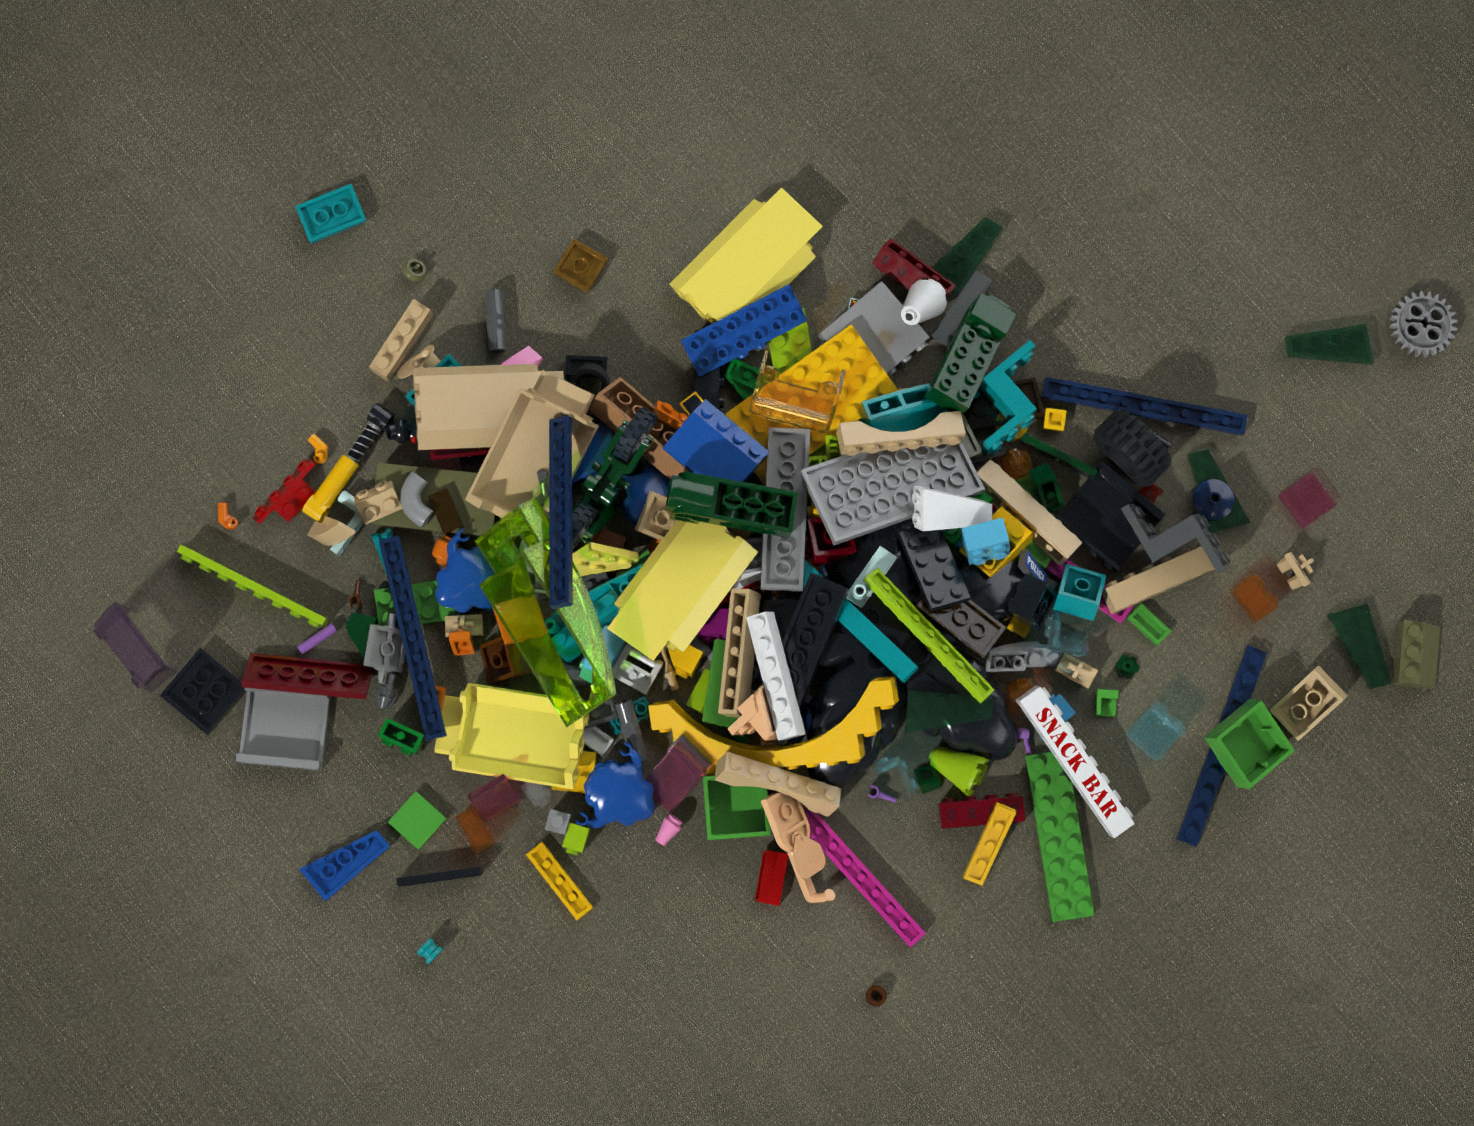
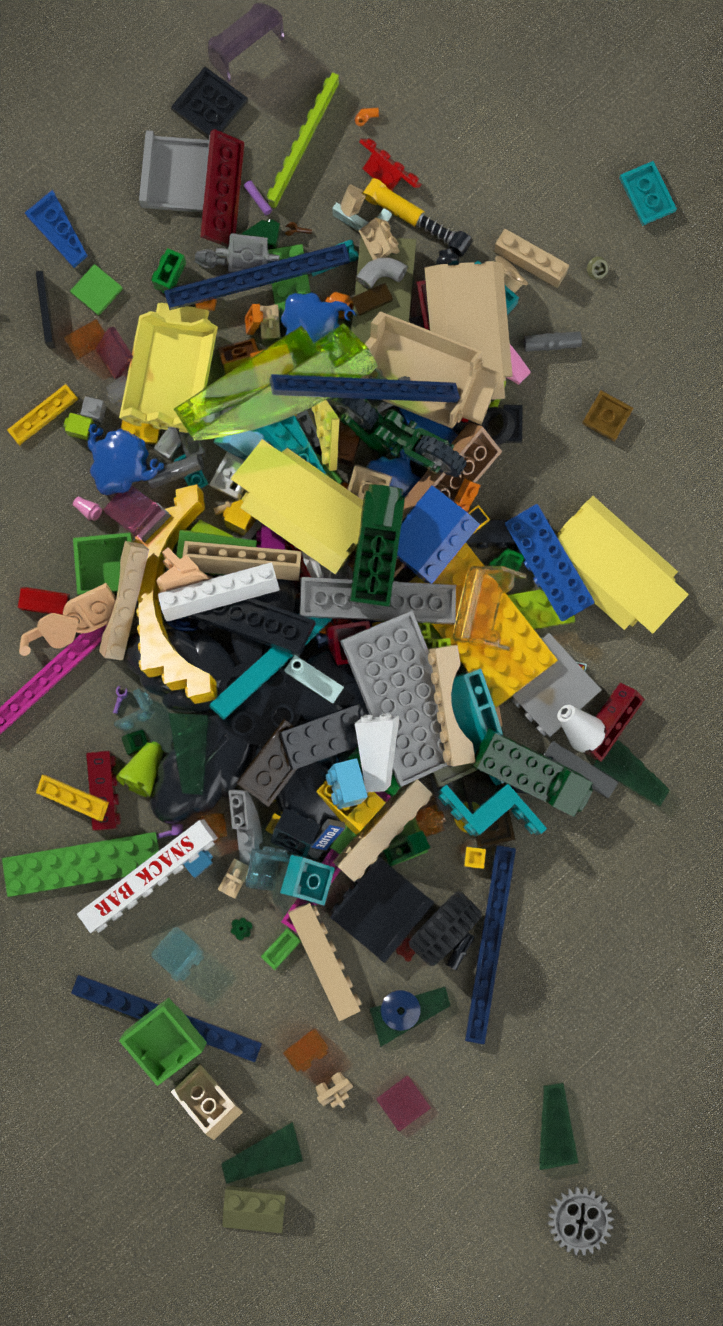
camera: 85 degrees right, 0 degrees up
(321, 449) = (429, 194): light orange arm -> none
(928, 635) = (257, 731): lime plate -> none
(1058, 456) = (439, 861): dark green tile -> none
(1105, 702) = (205, 907): bright green panel -> none
(1176, 537) = (368, 989): dark grey bracket -> none

